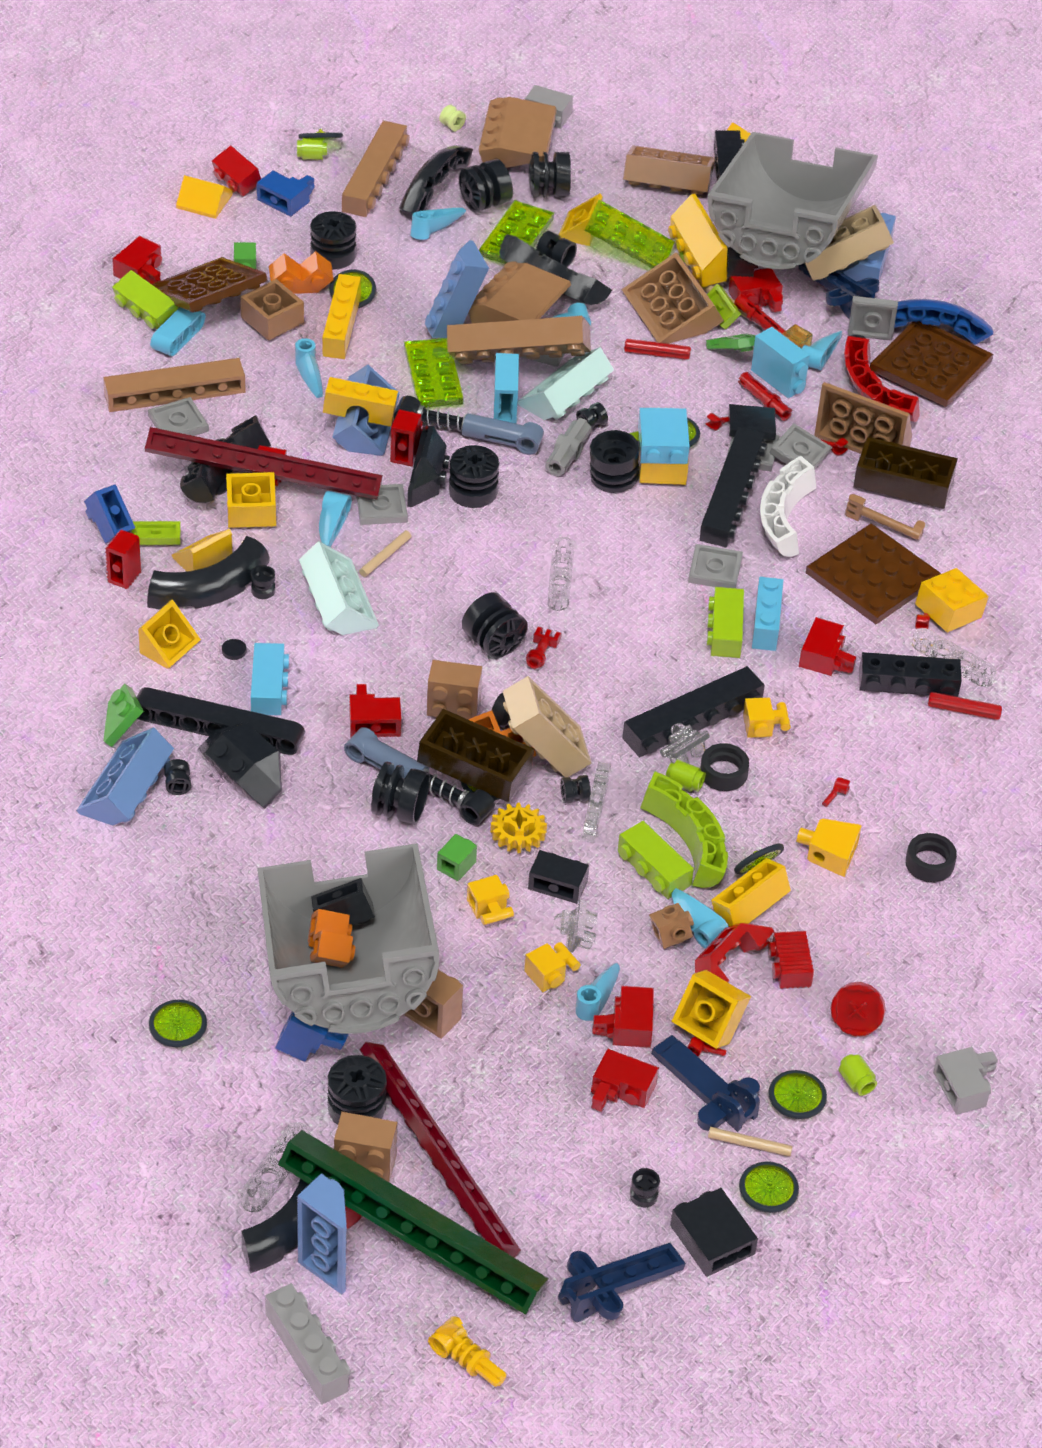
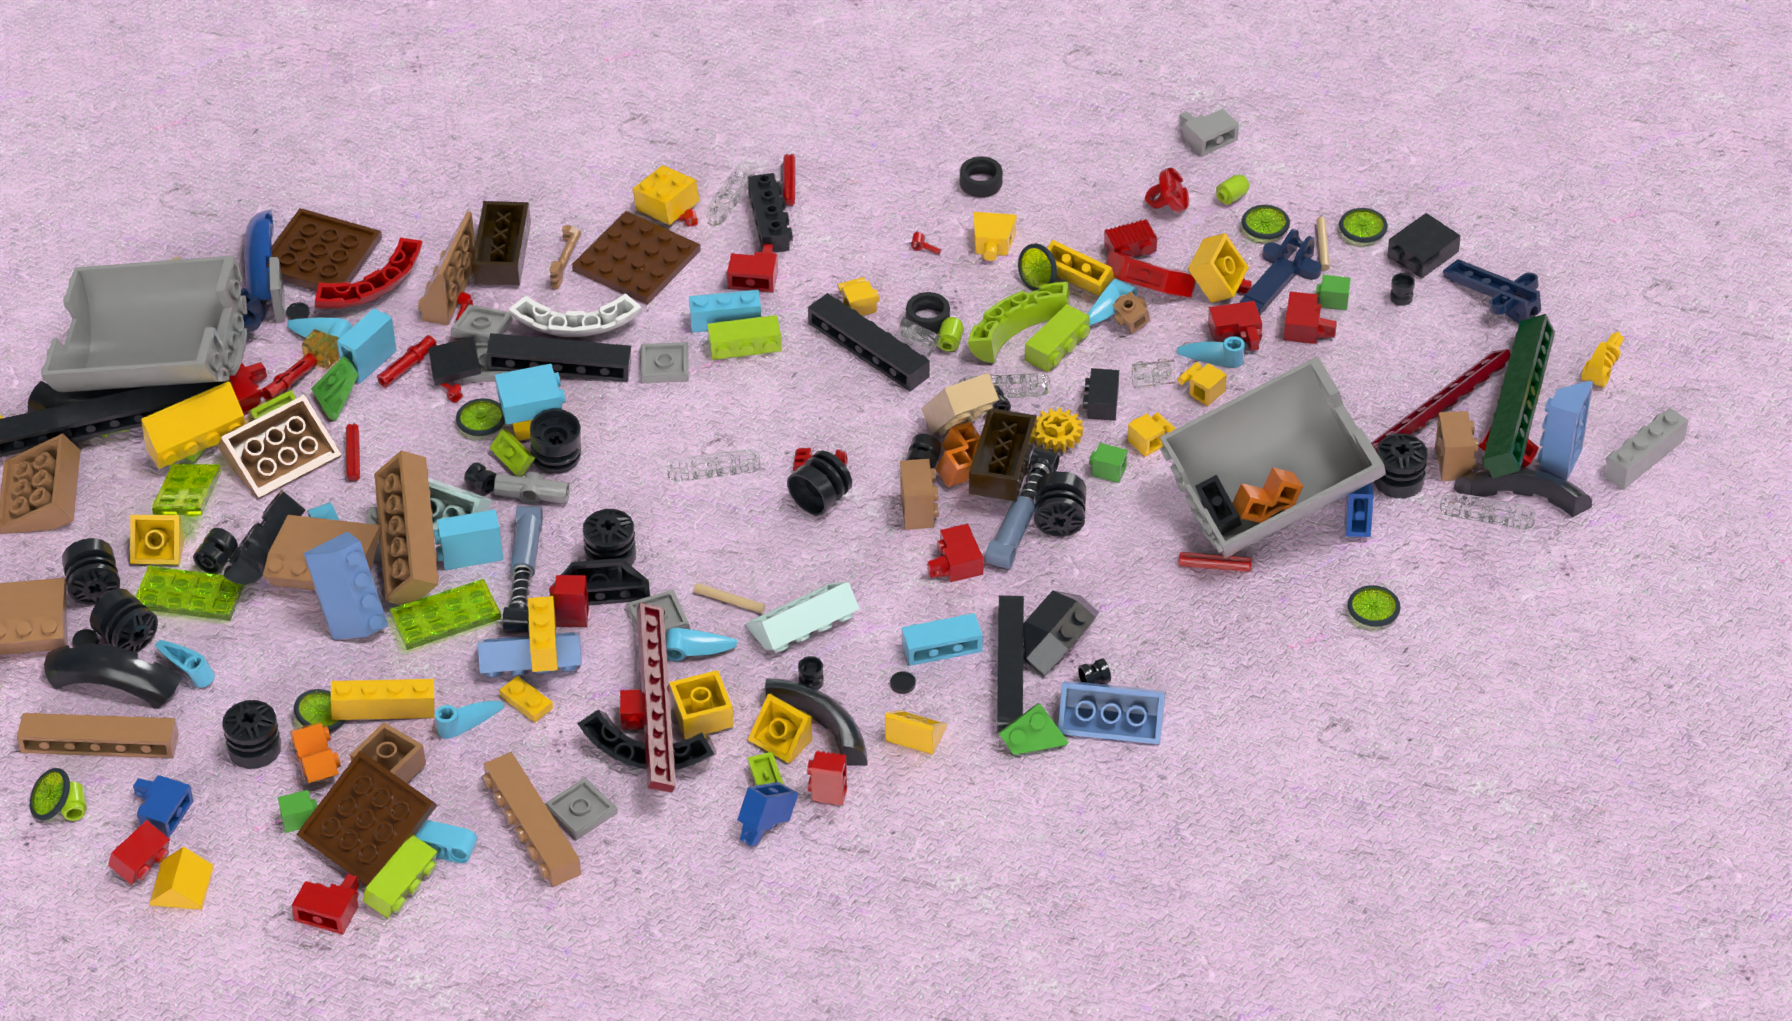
camera: 100 degrees left, 0 degrees up
(309, 410) = (526, 699): none -> yellow plate
(657, 1121) = (1334, 292): none -> bright green brick

